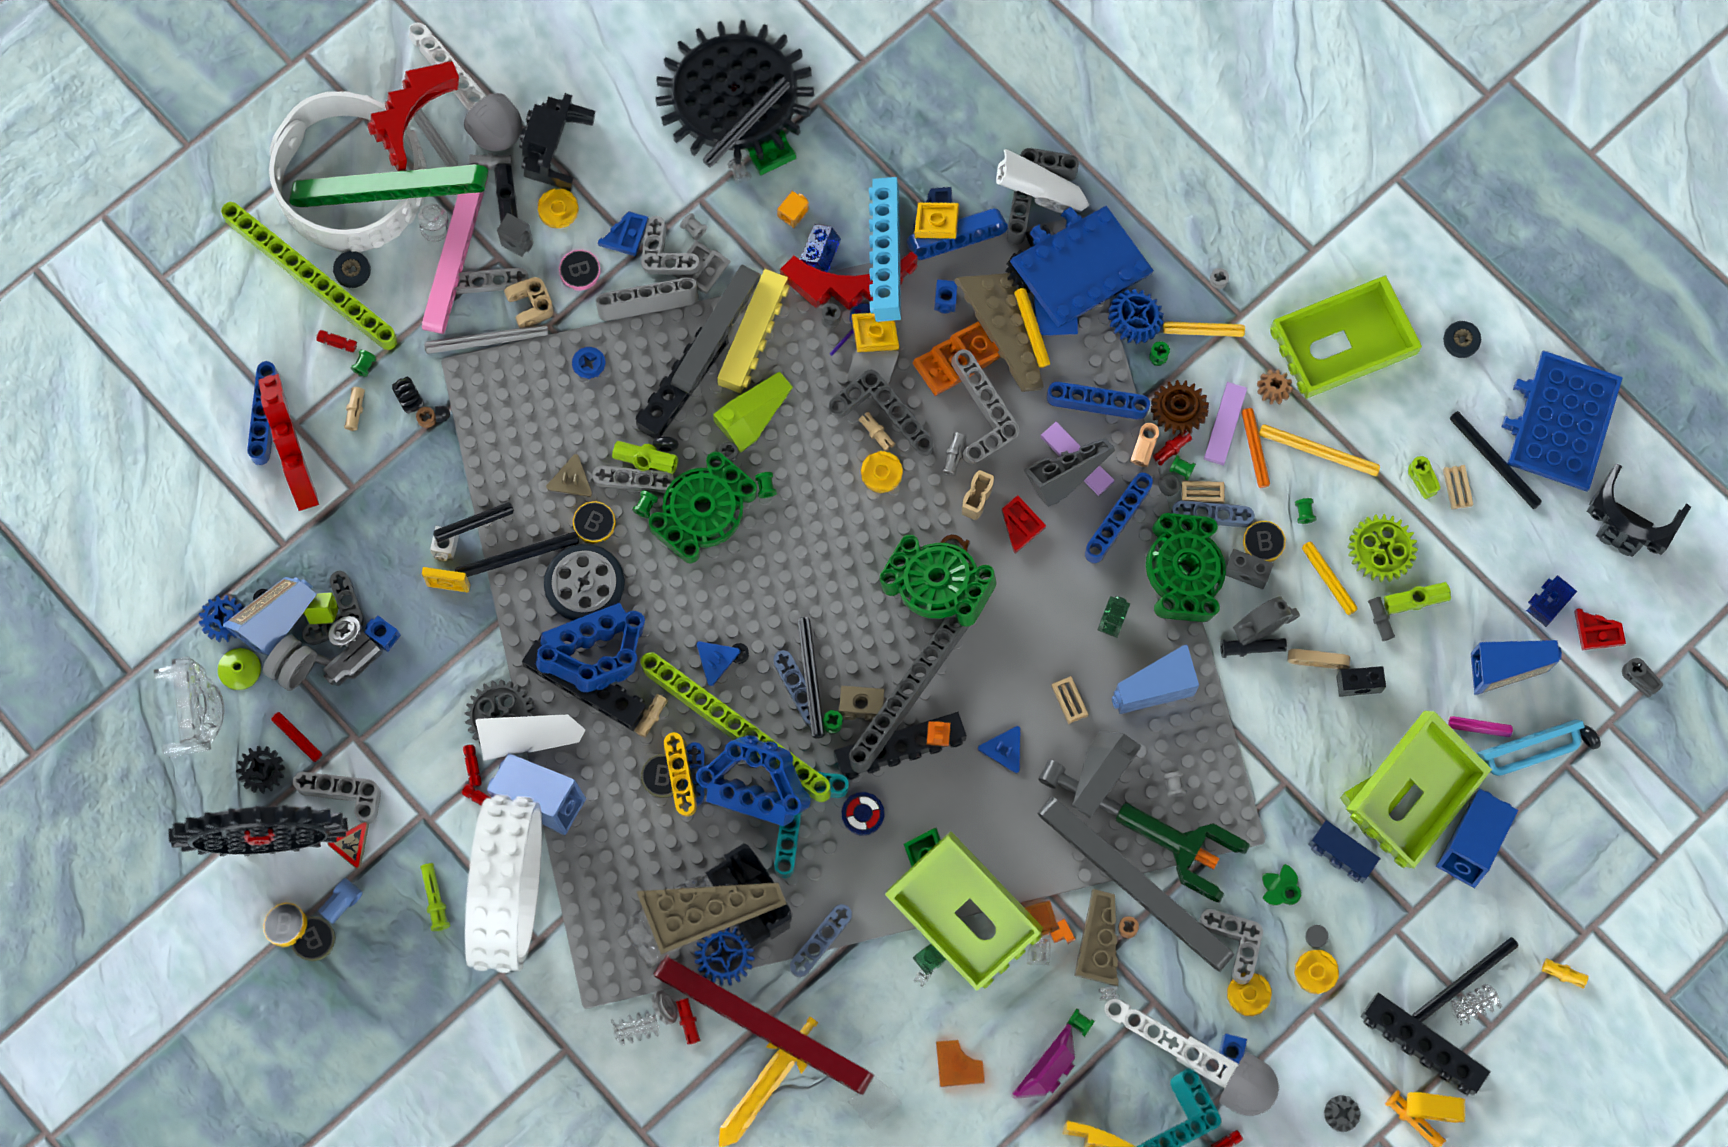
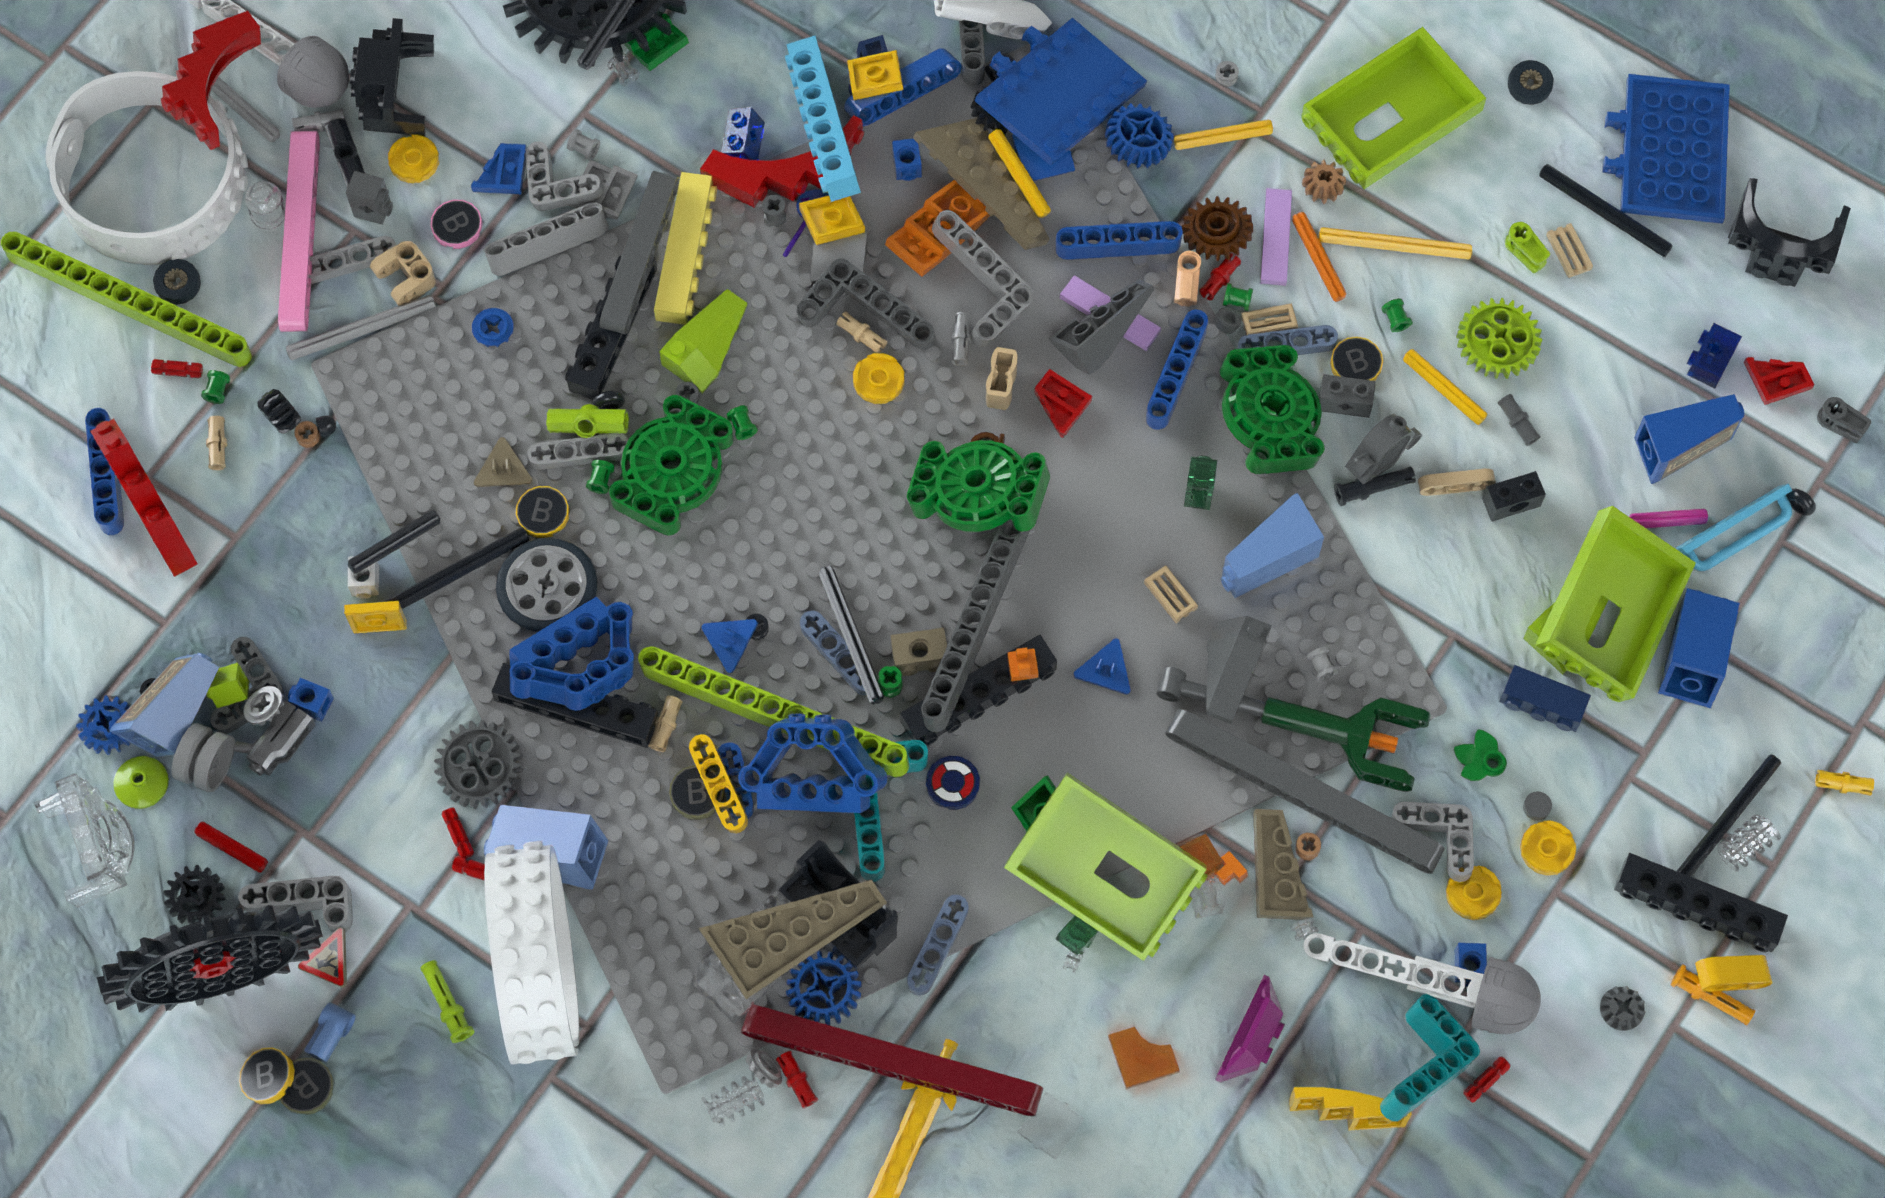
camera: 10 degrees left, 5 degrees down
(389, 186) = (202, 168): beam -> none
(526, 734) = (516, 777): white panel -> none
(793, 209) = (699, 100): light orange brick -> none
(1080, 1022) = (1279, 971): green bush -> none
(1165, 350) = (1183, 171): green bush -> none
(1404, 600) = (1567, 379): lime piece -> none

